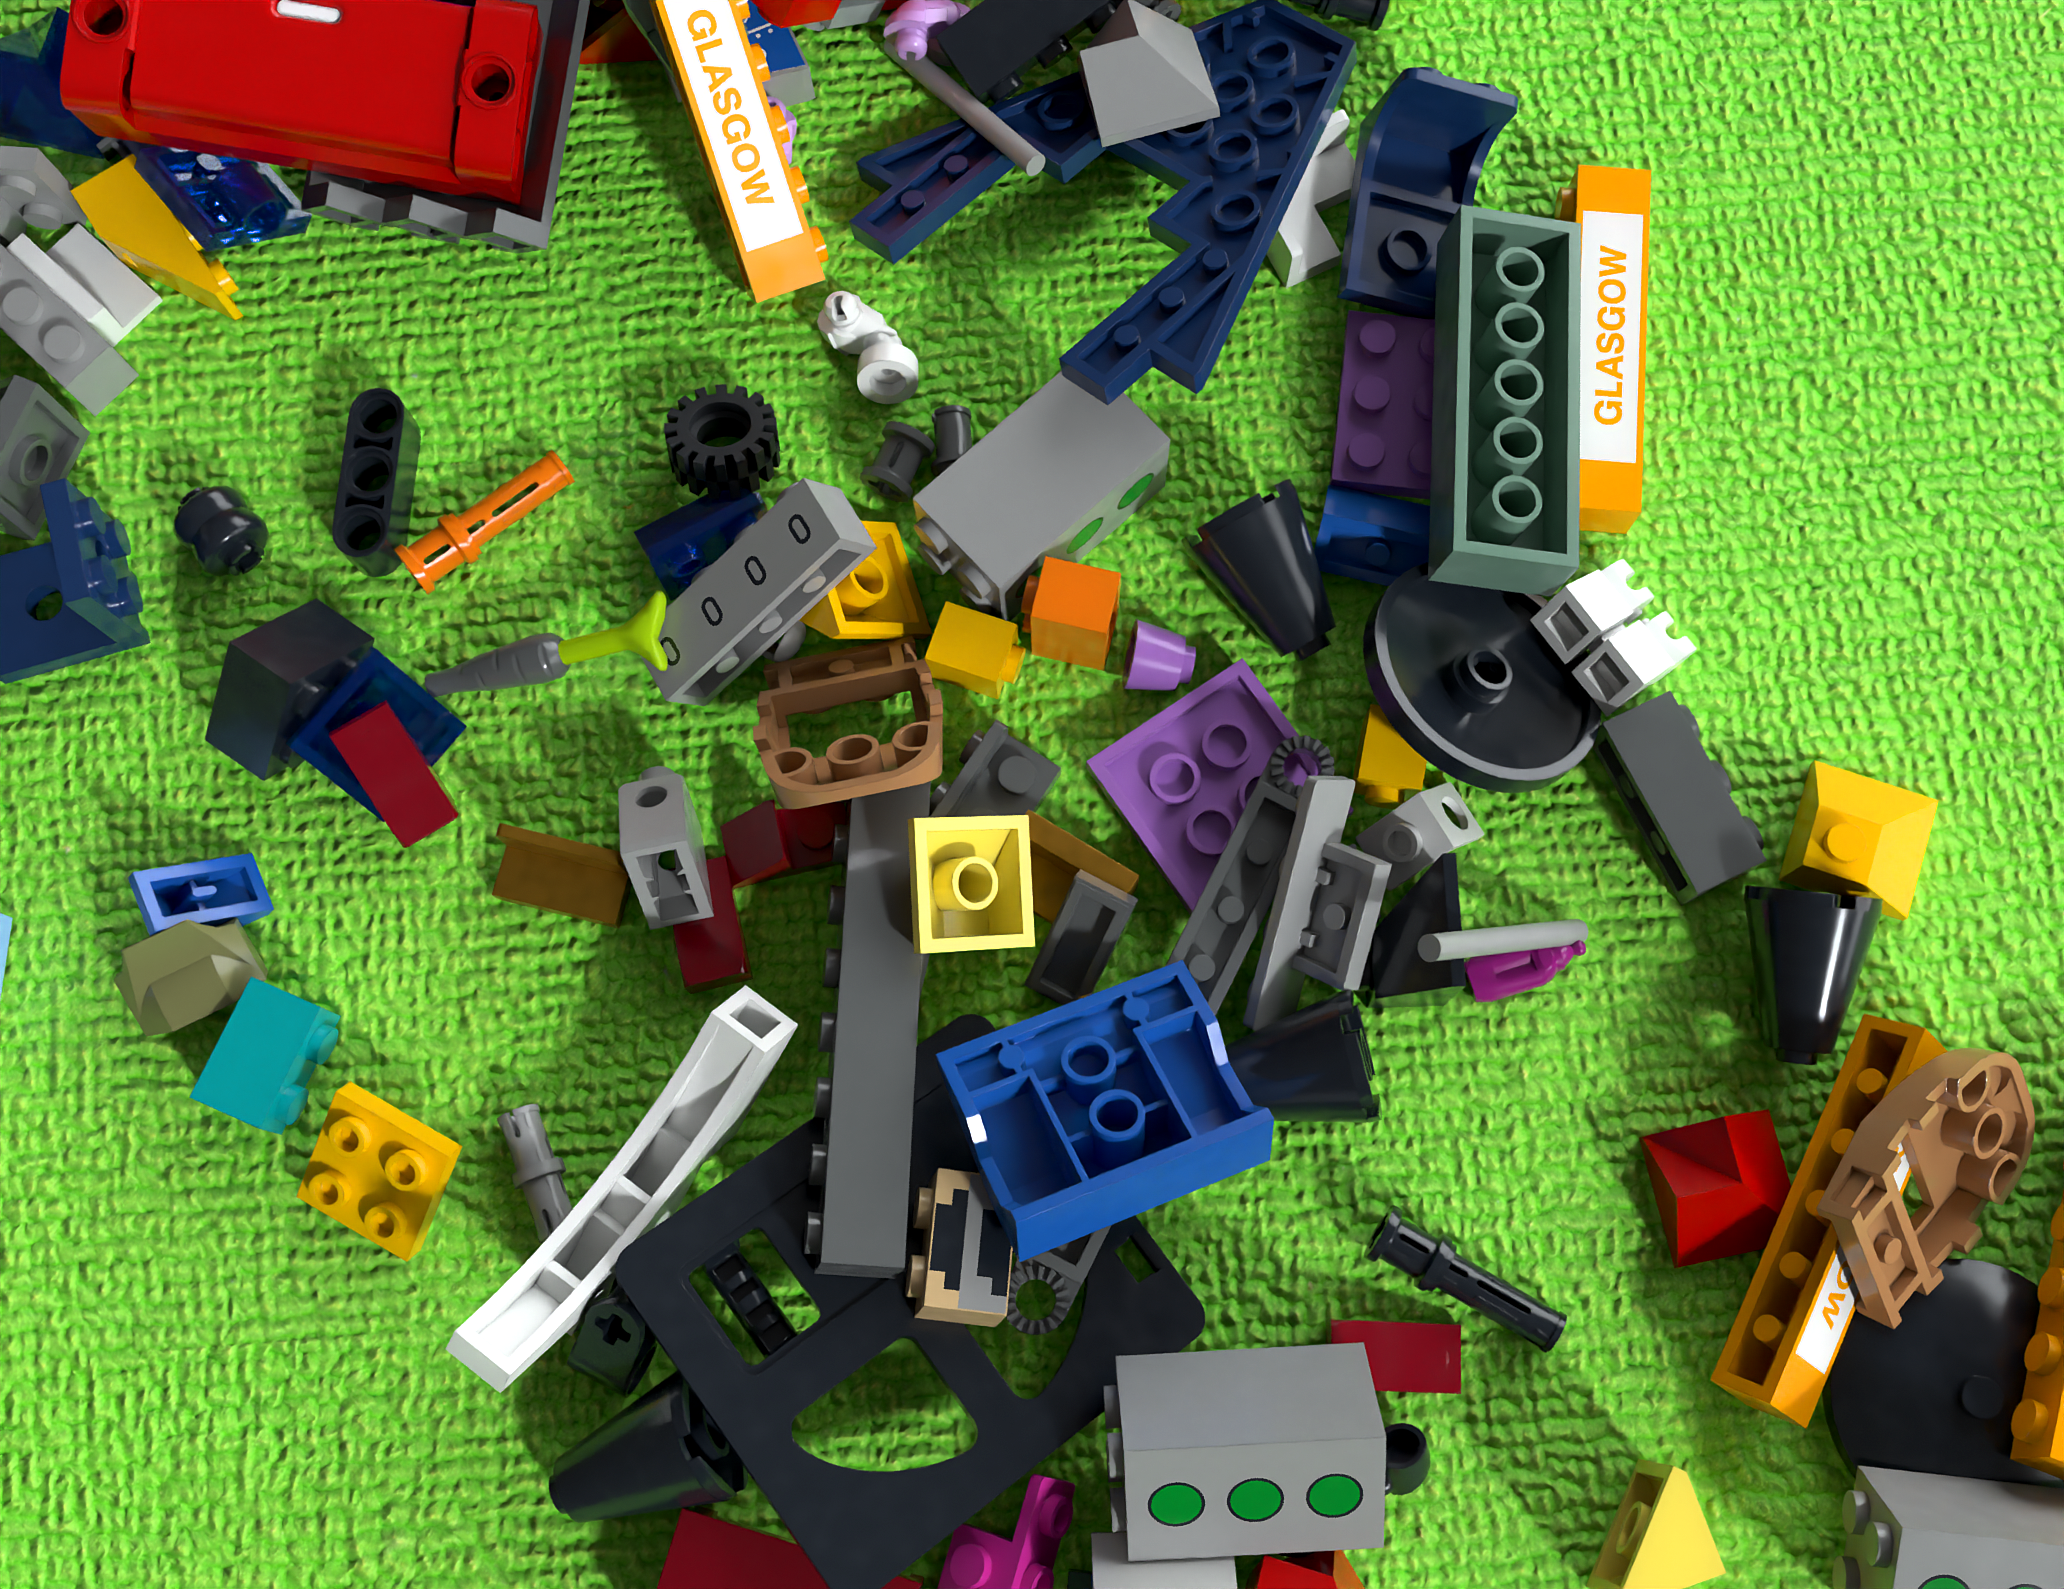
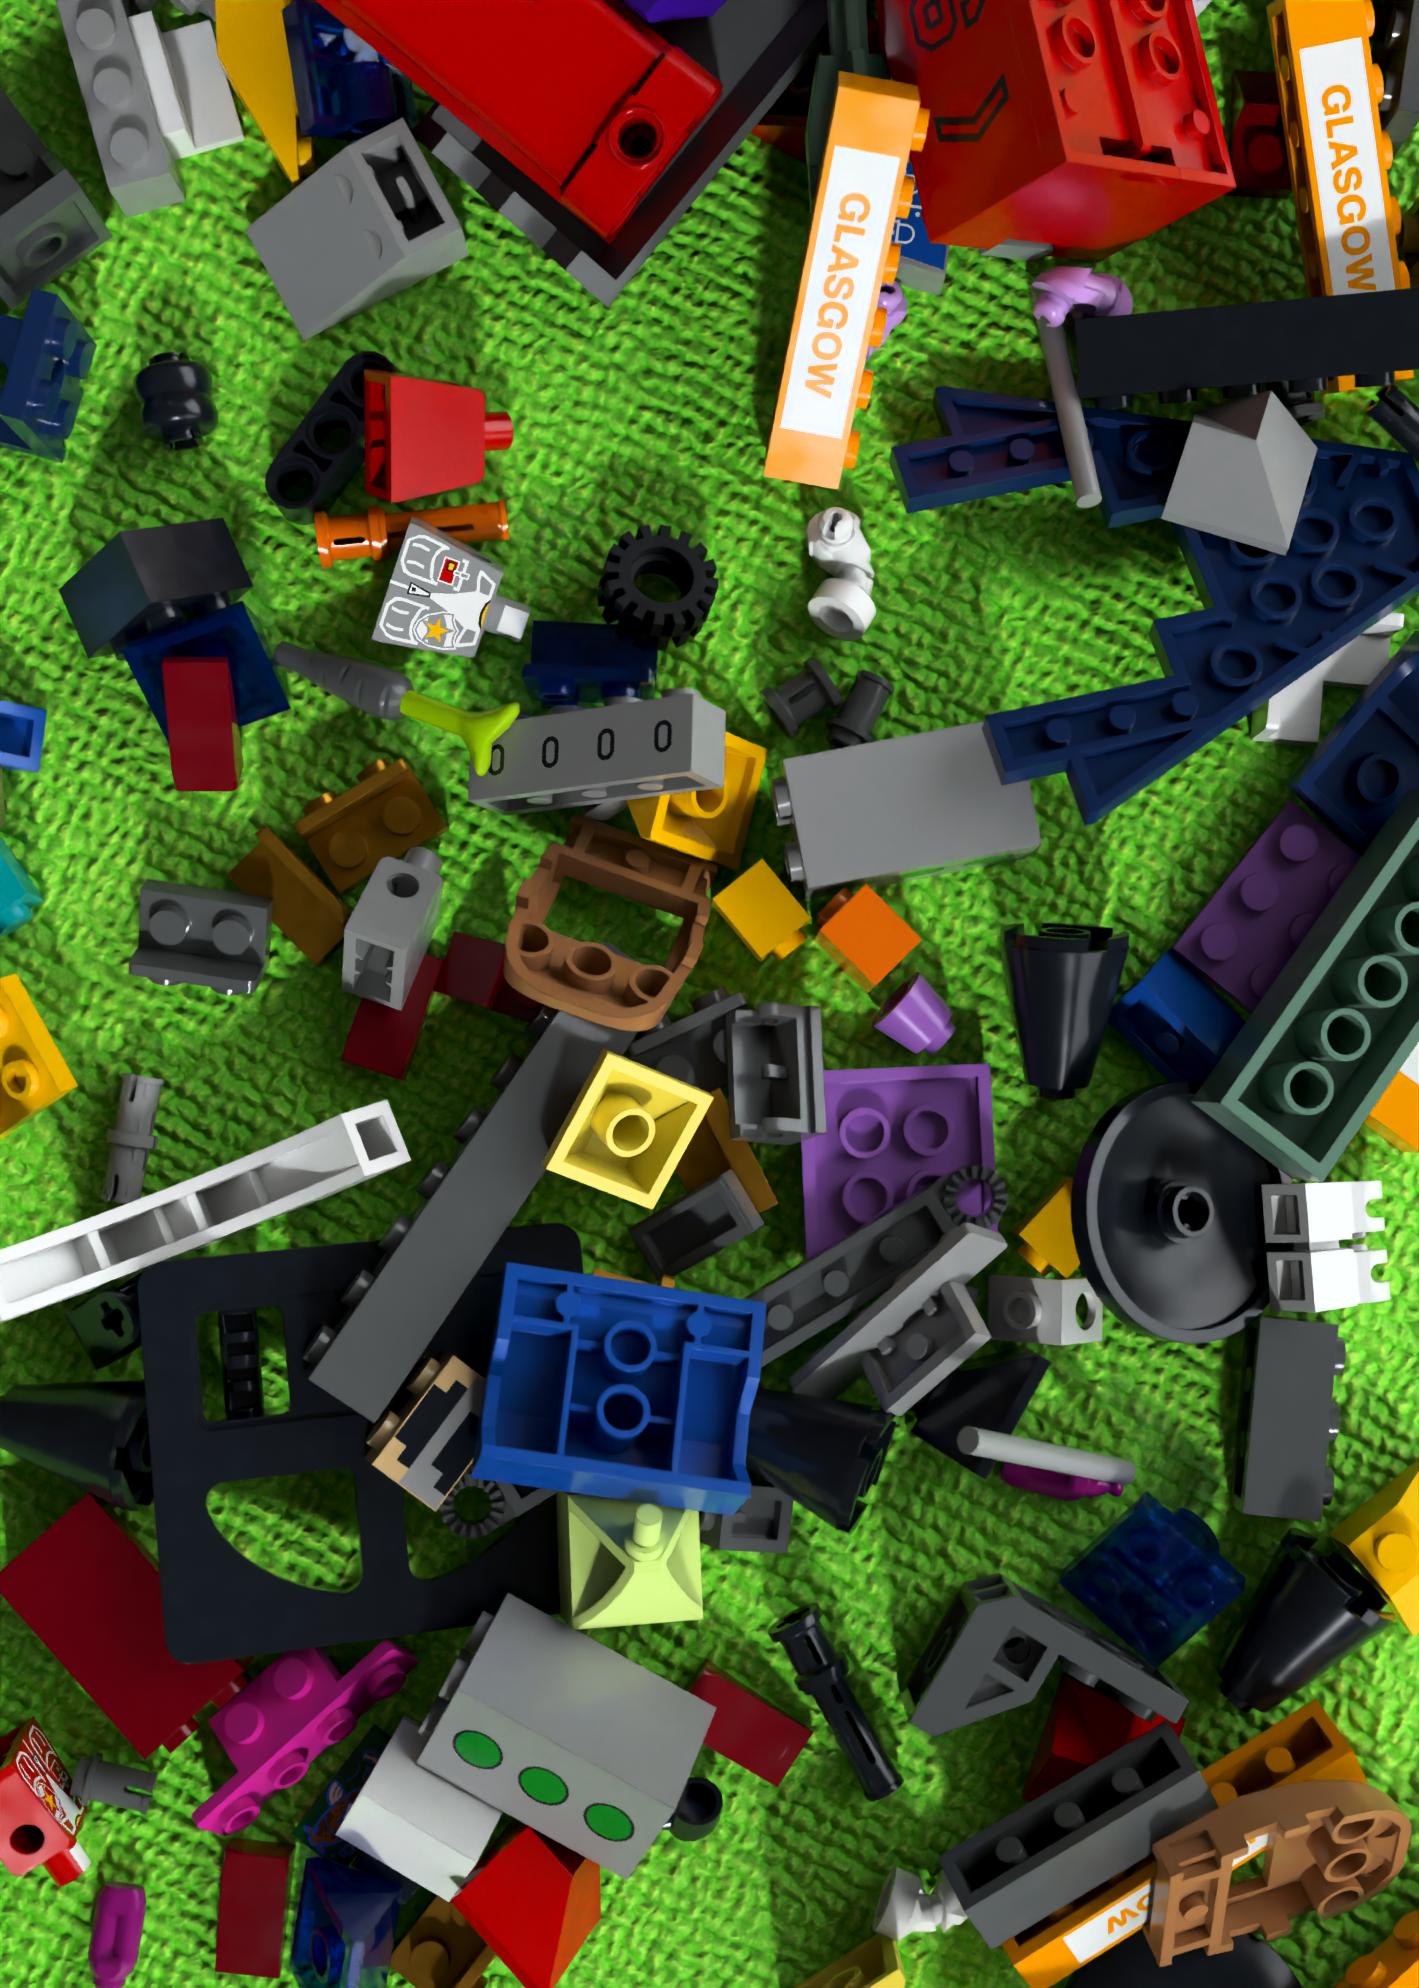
camera: 30 degrees right, 10 degrees up
(300, 307) = (358, 231): none -> light grey slope
(451, 427) = (426, 435): none -> red torso
(500, 957) = (202, 937): none -> dark grey bracket
(546, 549) = (445, 596): none -> light grey torso
(582, 783) = (369, 822): none -> pearl gold bracket
(1069, 769) = (775, 1074): none -> dark grey hinge
(1199, 1261) = (626, 1562): none -> yellowish green piece
(1294, 1168) = (757, 1526): none -> dark grey bracket
(1562, 1170) = (975, 1675): none -> dark grey bracket
(1661, 1001) = (1154, 1578): none -> clear blue plate
(1678, 1376) = (908, 1909): none -> white arm
(1746, 1250) = (1077, 1835): none -> dark grey brick

